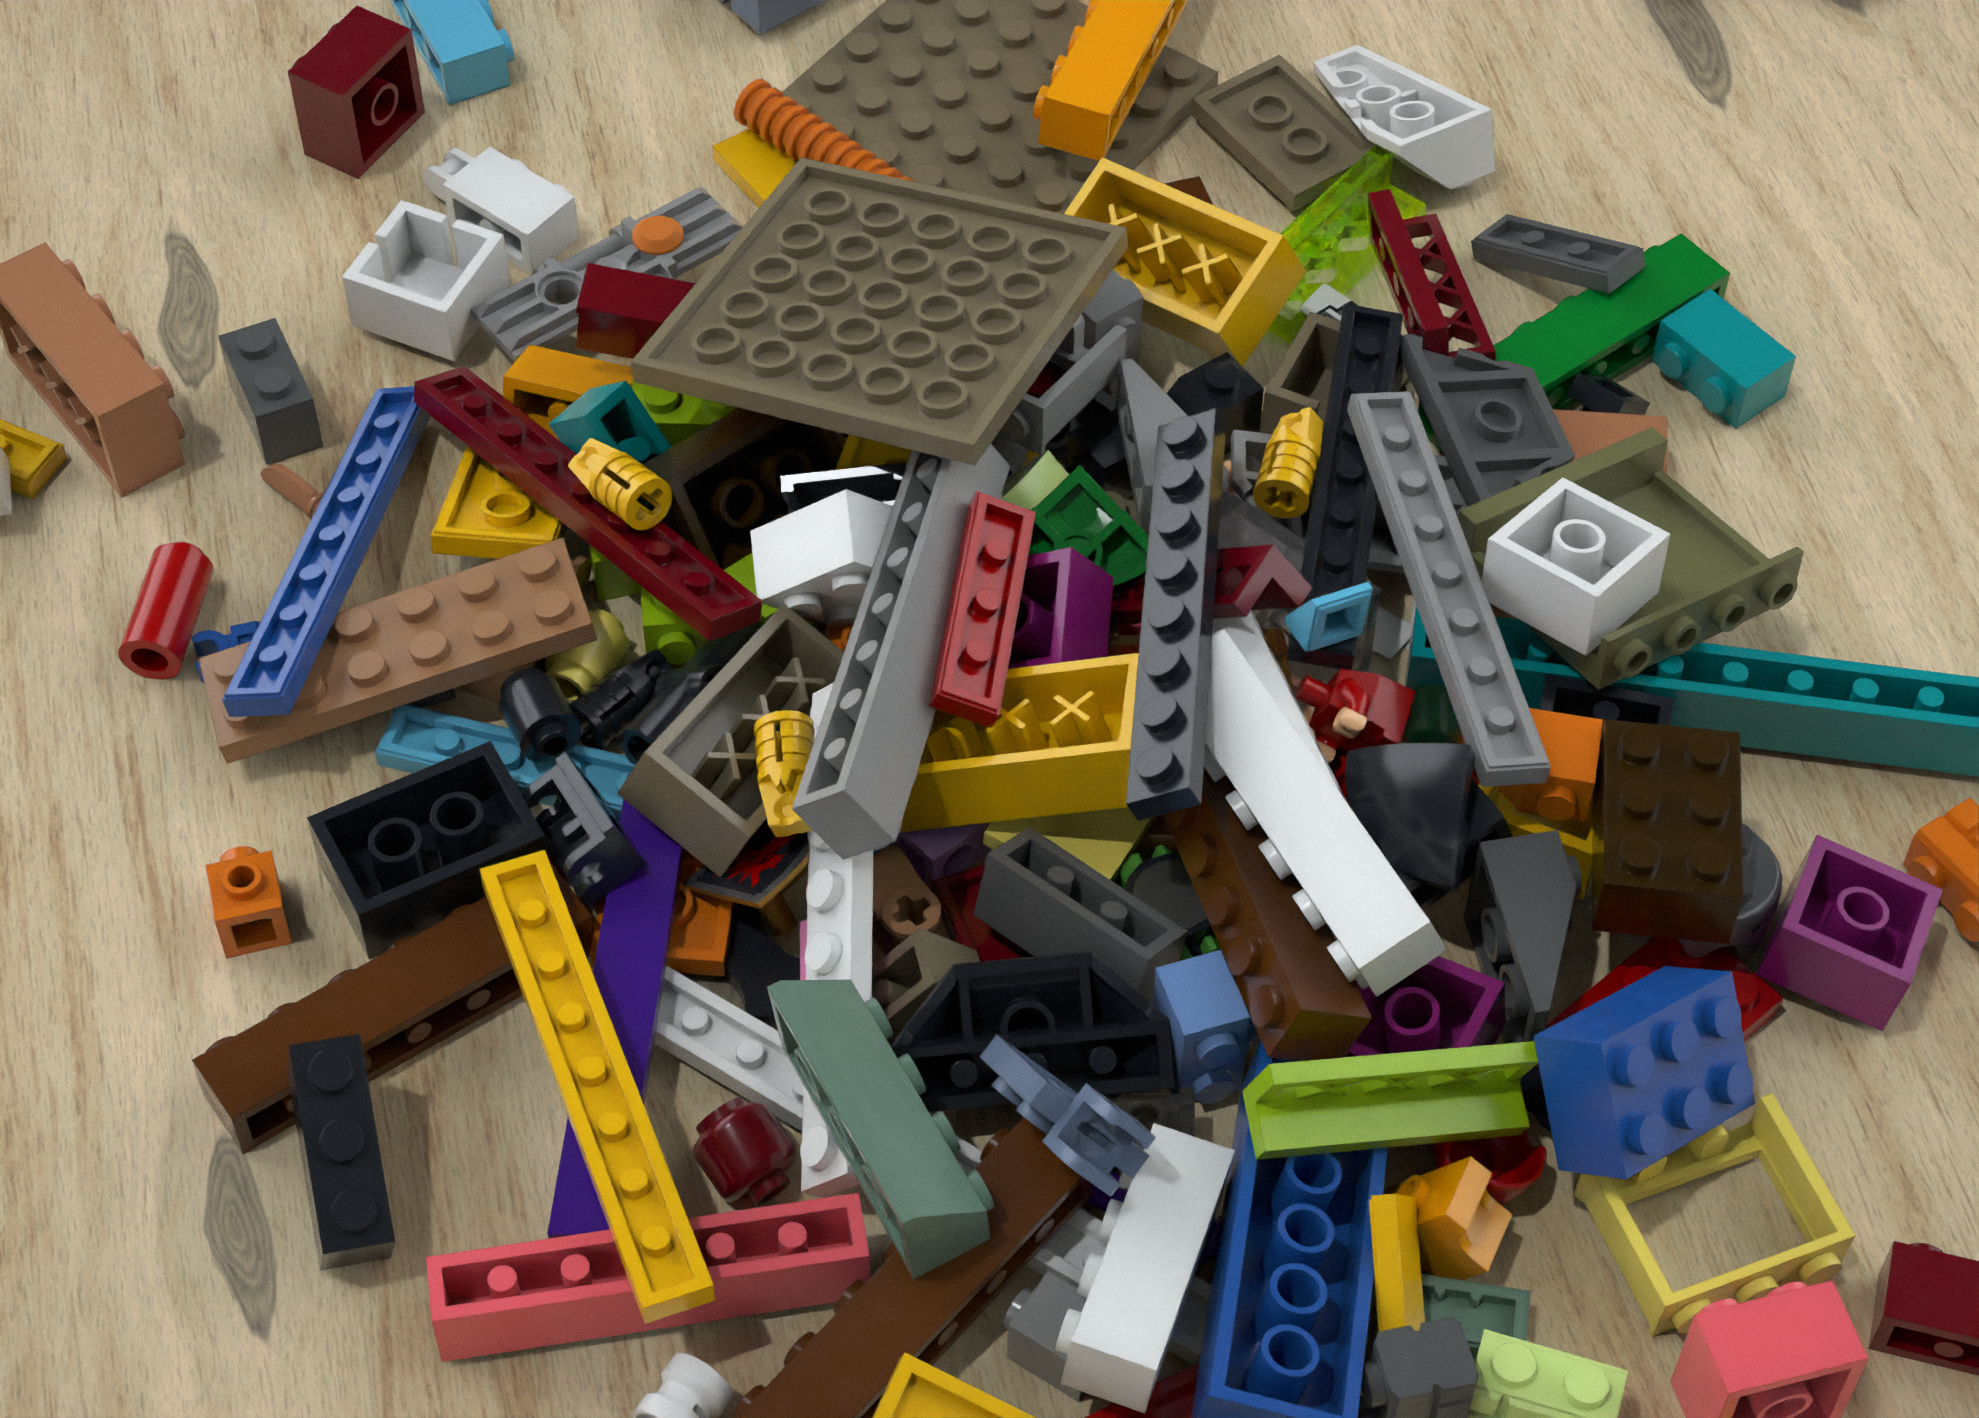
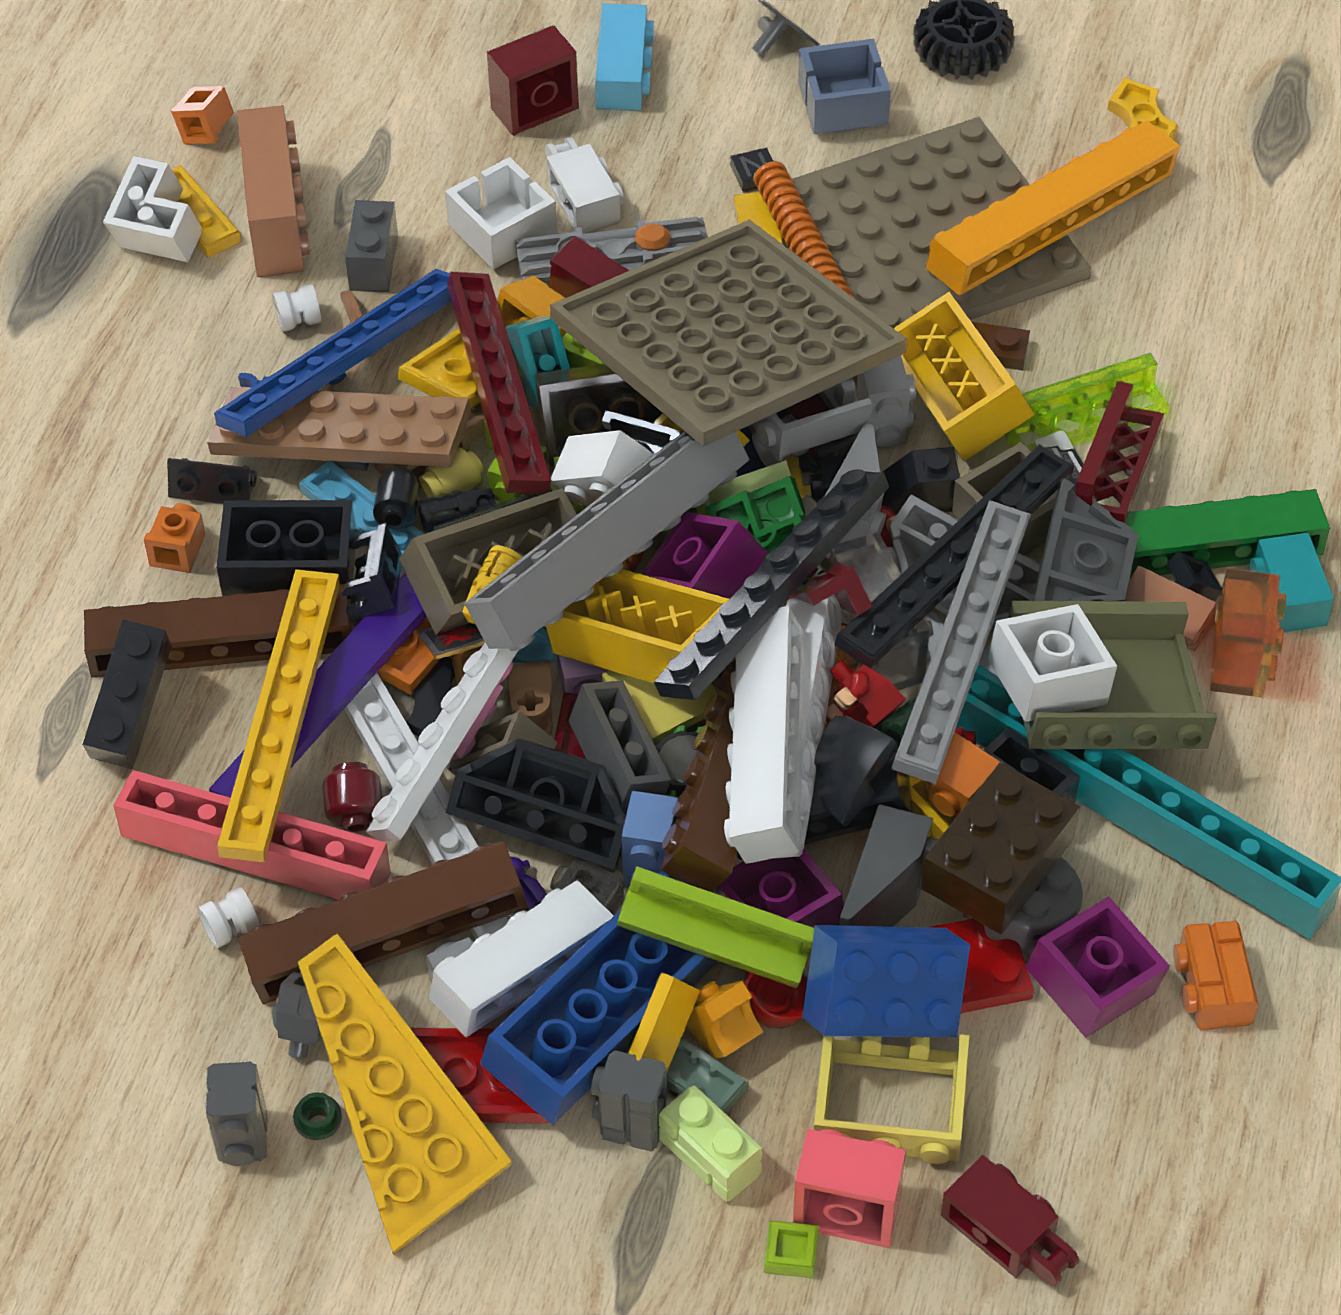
camera: 30 degrees right, 0 degrees up
(166, 611) = (234, 352): red brick -> none
(217, 514) = (297, 307): none -> white wheel
(246, 803) = (209, 481): none -> black hinge
(618, 481) = (513, 377): yellow hinge -> none
(709, 105) = (746, 164): none -> black tile
(881, 1122) = (408, 802): sand green slope -> none
(982, 610) = (662, 536): red tile -> none
(1080, 1127) = (522, 851): sand blue plate -> none
(1282, 130) = (1106, 319): dark tan plate -> none
(1290, 465) = (926, 528): yellow hinge -> none
(1330, 617) = (866, 628): medium azure slope -> none
(1412, 116) = (1191, 345): white wedge -> none
(1558, 253) = (1226, 470): dark grey tile -> none
(1728, 436) = (1247, 633): none -> clear orange brick

